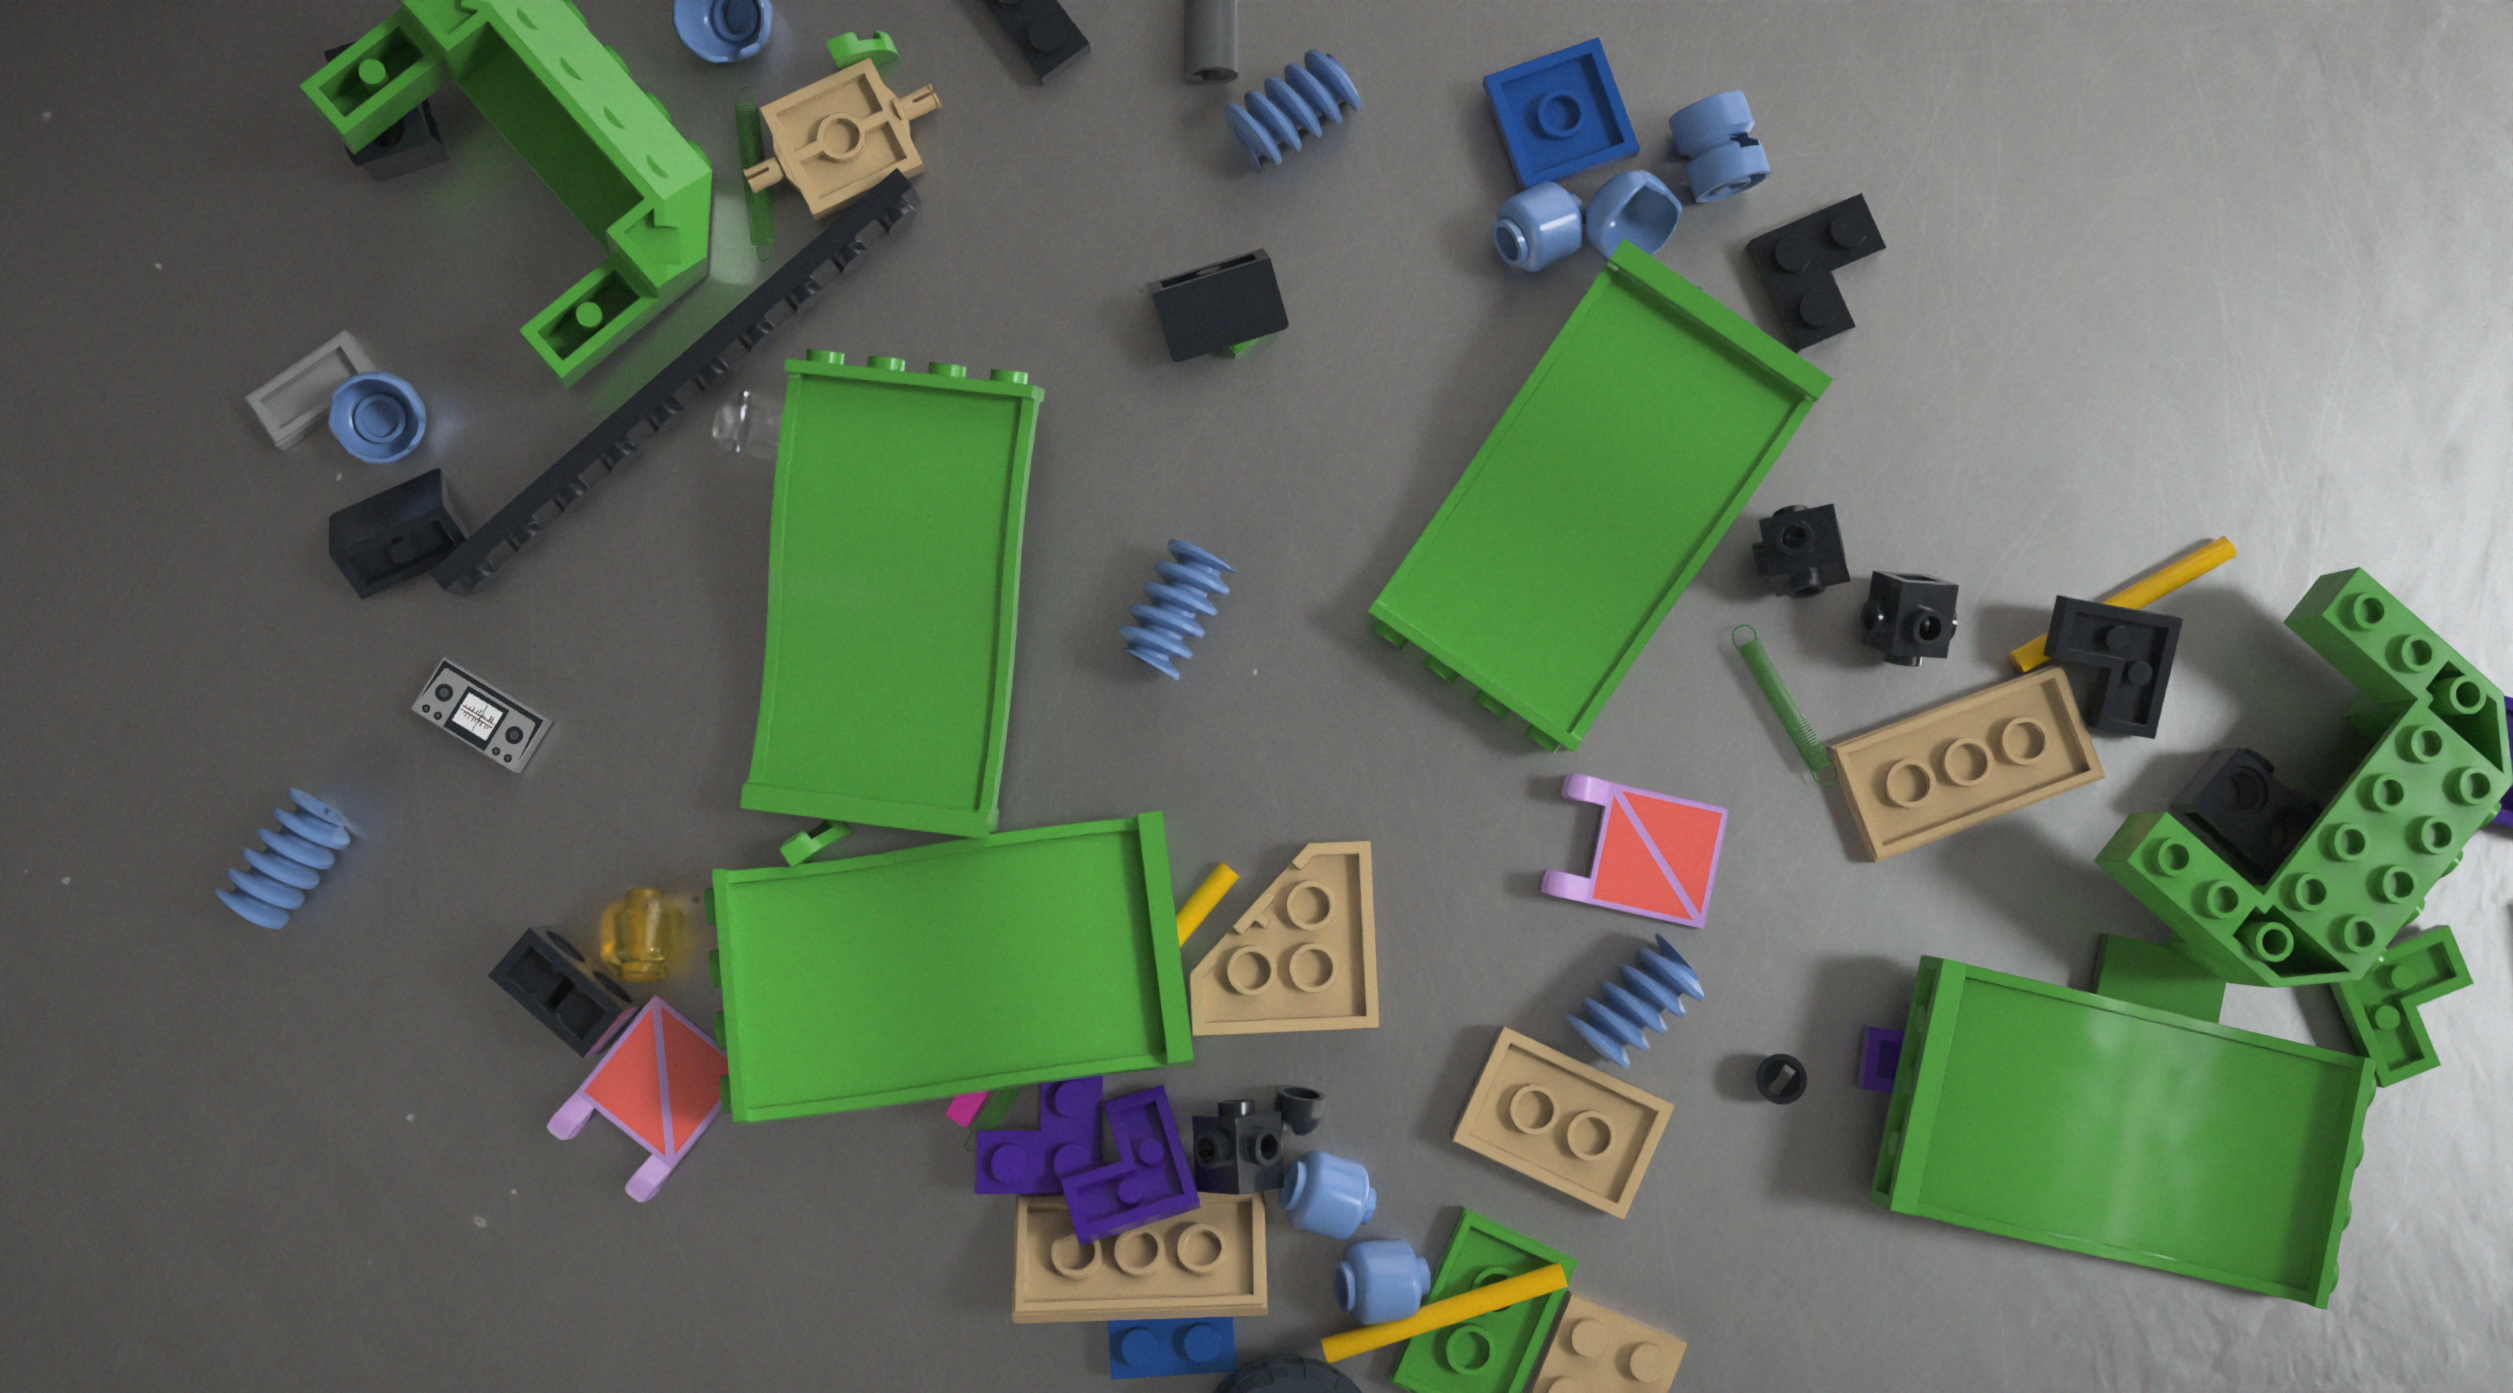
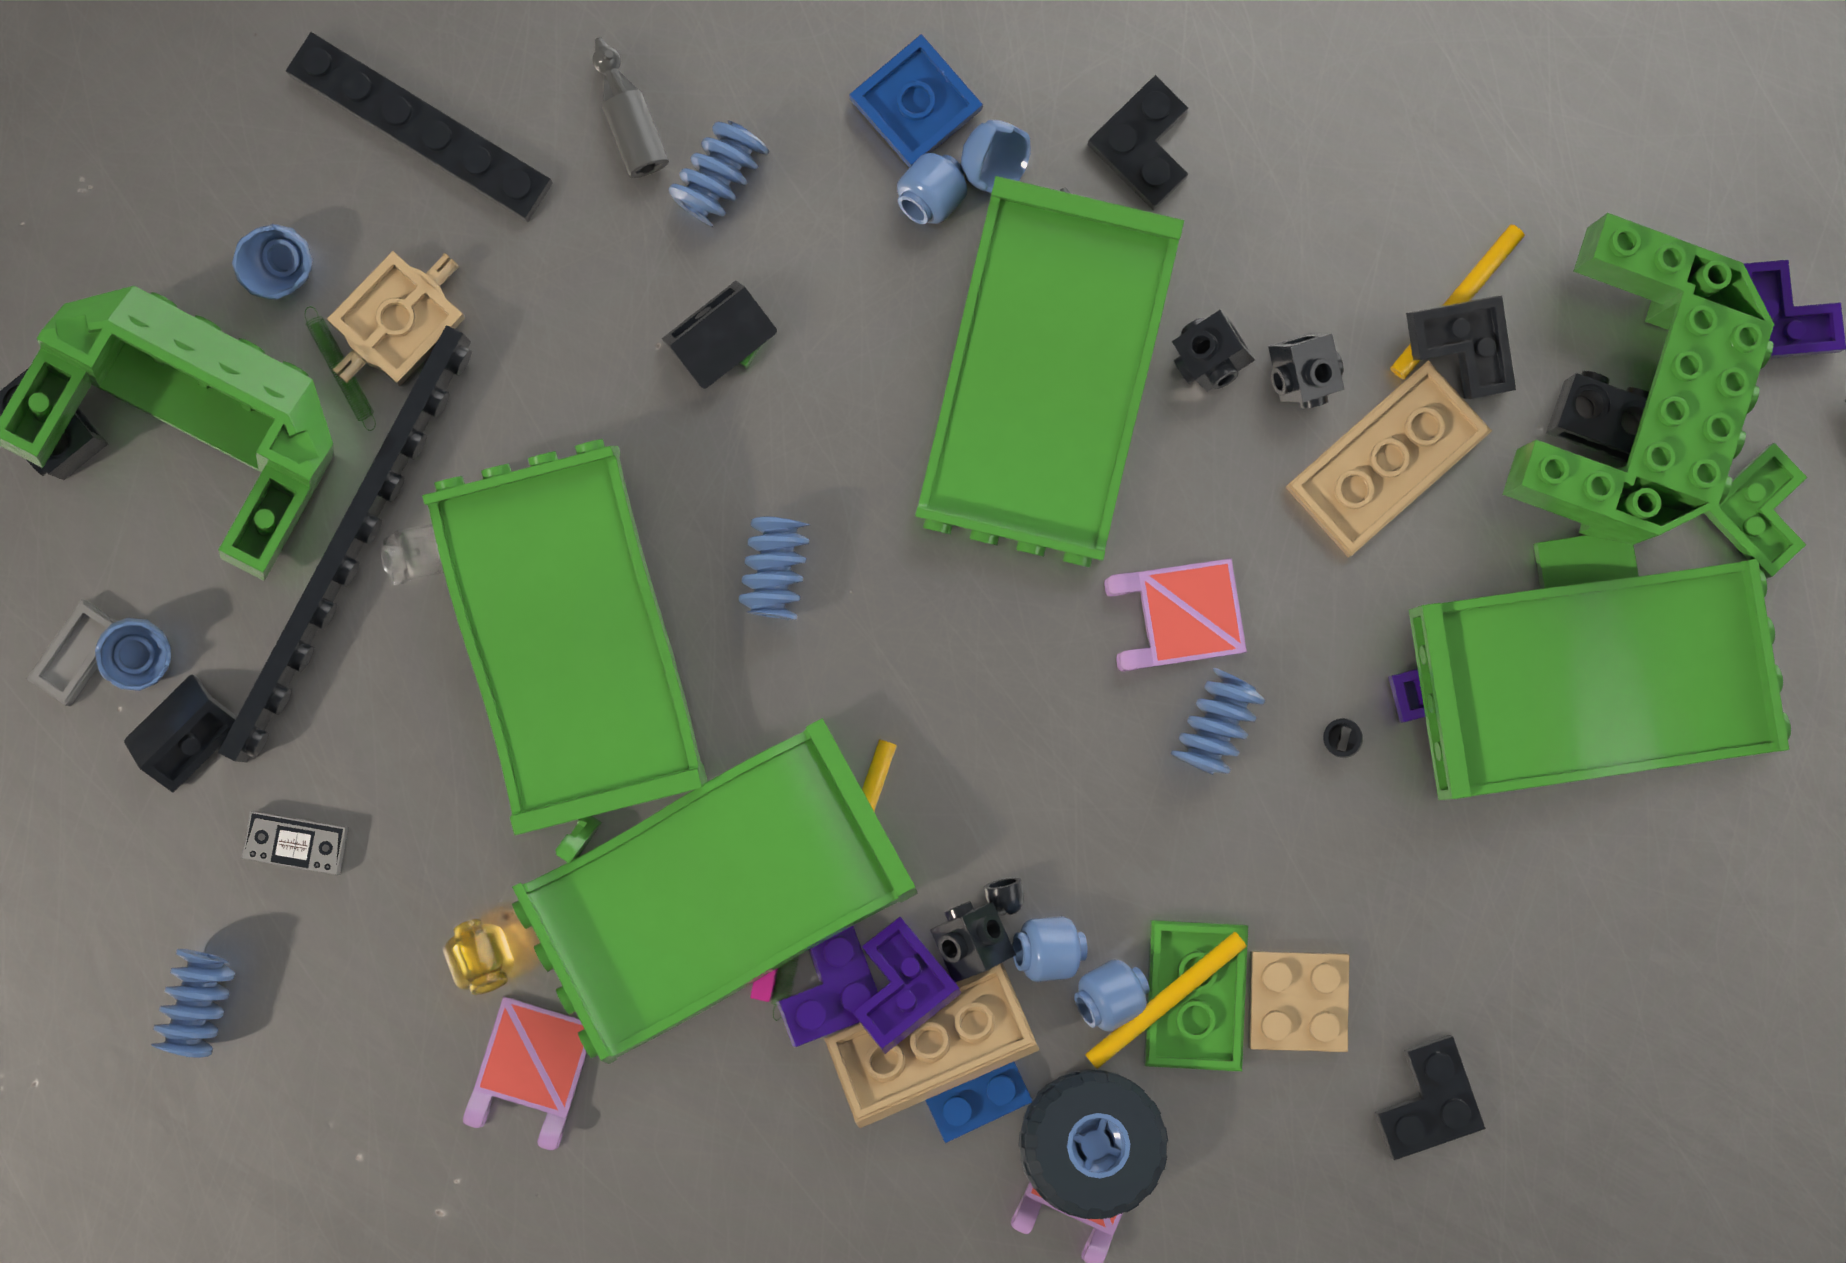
camera: 30 degrees left, 0 degrees up
(565, 990) = (438, 1017): black brick -> none
(848, 50) = (375, 251): bright green tile -> none
(1297, 953) = (960, 782): tan plate -> none
(1562, 1122) = (1198, 830): tan plate -> none
(1719, 145) = (1039, 80): medium blue wheel -> none
(1747, 651) = (1239, 469): bright green piece -> none

